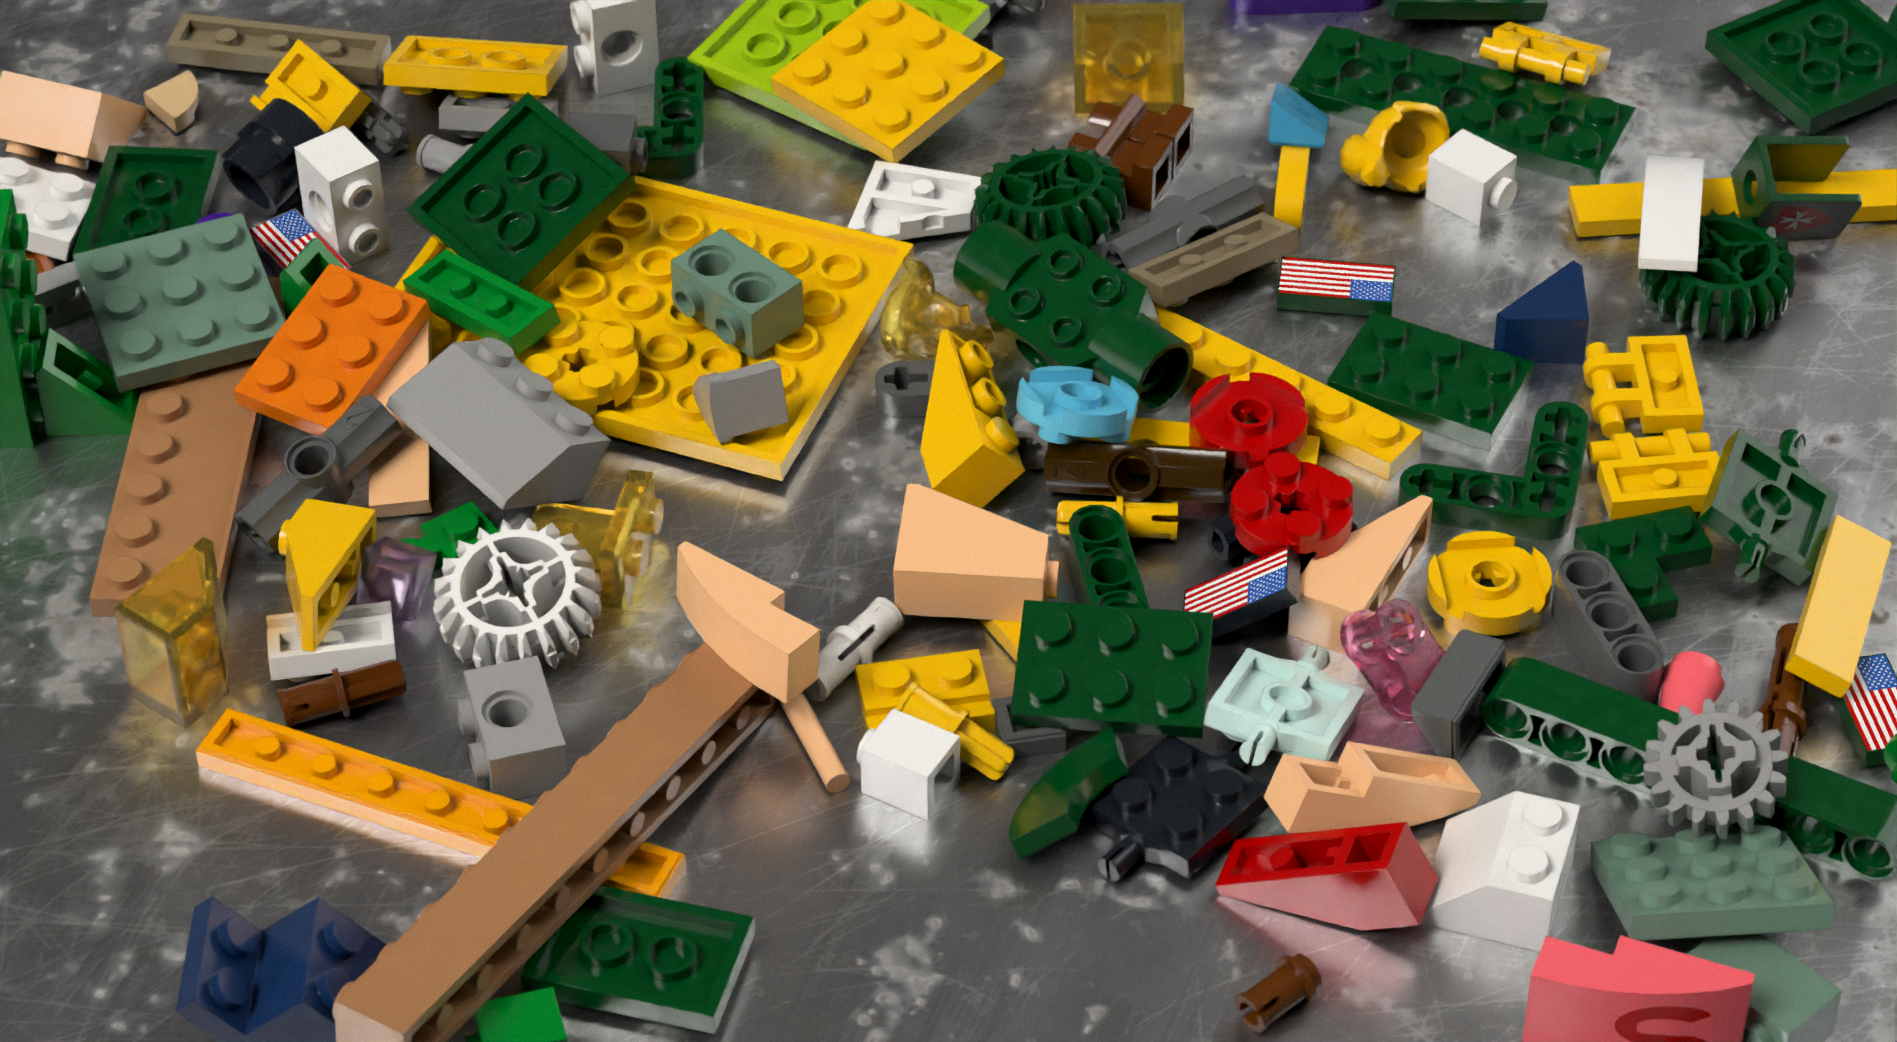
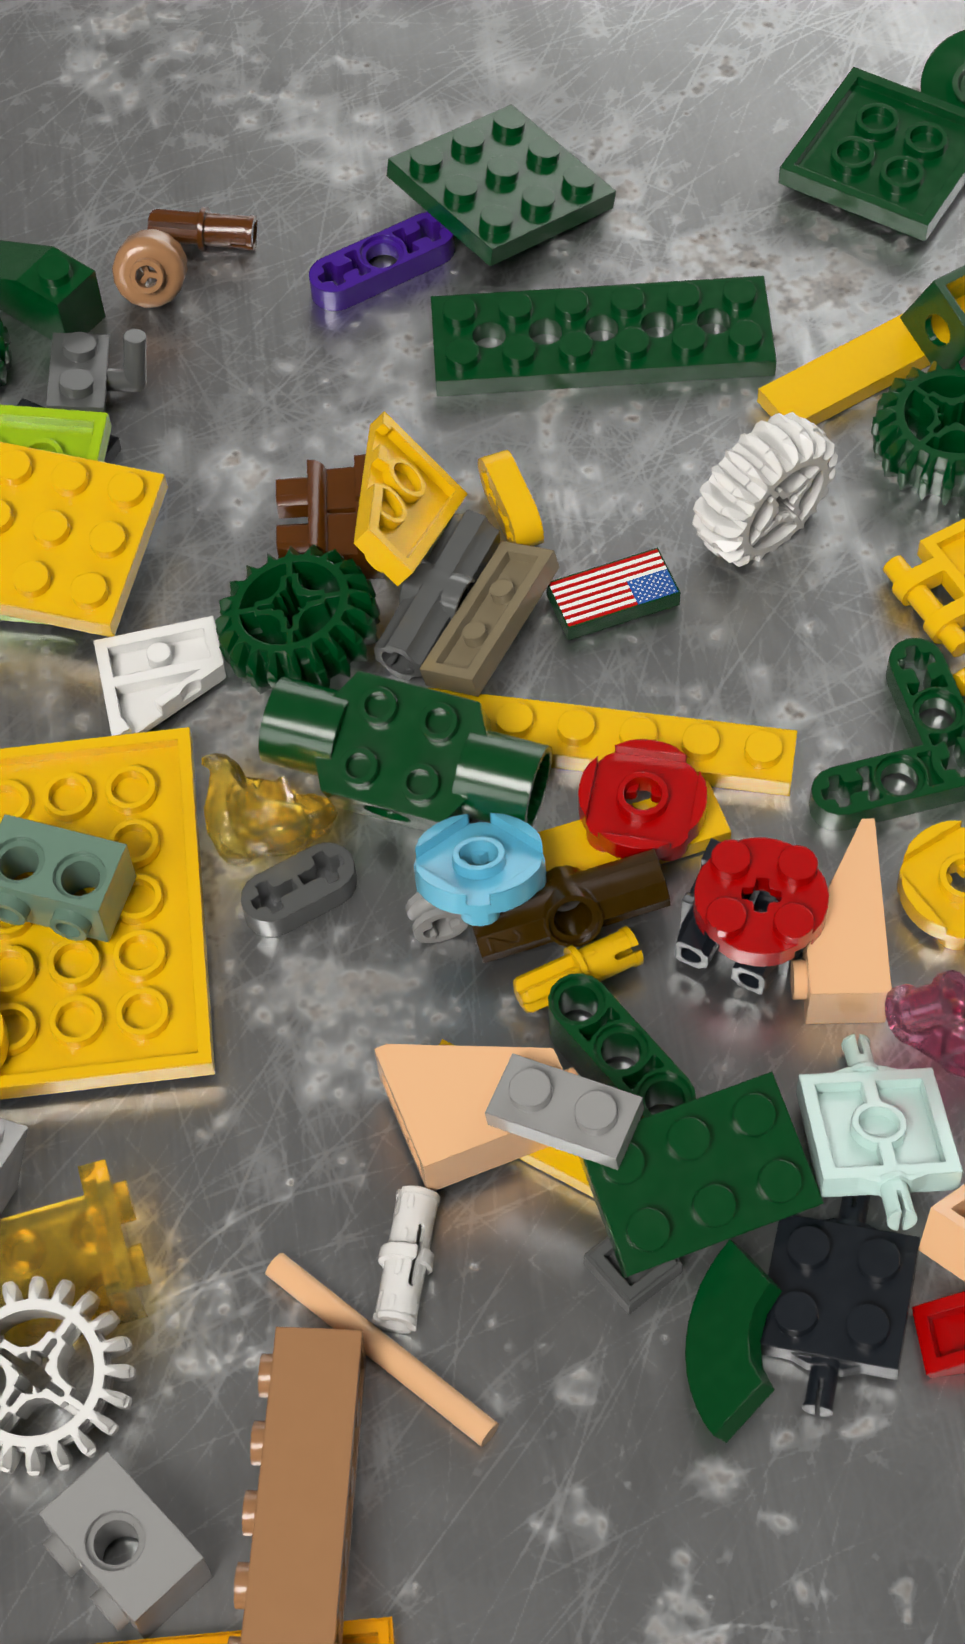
camera: 25 degrees left, 15 degrees up
(741, 400) = (137, 1013): light grey tile -> none
(747, 623) = (314, 1316): light nougat slope -> none
(909, 764) = (553, 1383): white brick -> none
(951, 677) = (512, 1281): yellow plate -> none
(966, 432) = (380, 942): yellow slope -> none
(977, 745) = (576, 1320): yellow axle -> none
(1025, 570) = (565, 1111): none -> light grey plate
(1127, 52) = (270, 415): clear yellow slope -> none
(1190, 147) = (401, 501): none -> yellow wing
(1248, 591) = (759, 1016): tile -> none
(1296, 120) = (474, 423): dark azure slope -> none
(1396, 147) = (585, 417): yellow hair -> none
(1433, 379) = (764, 663): dark green plate -> none
(1471, 177) = (670, 418): white brick -> none
(1473, 242) = (764, 488): none -> white gear
(1544, 53) = (653, 251): yellow plate -> none
(1548, 320) = (842, 553): dark blue slope -> none
(1671, 213) = (891, 382): white slope -> none

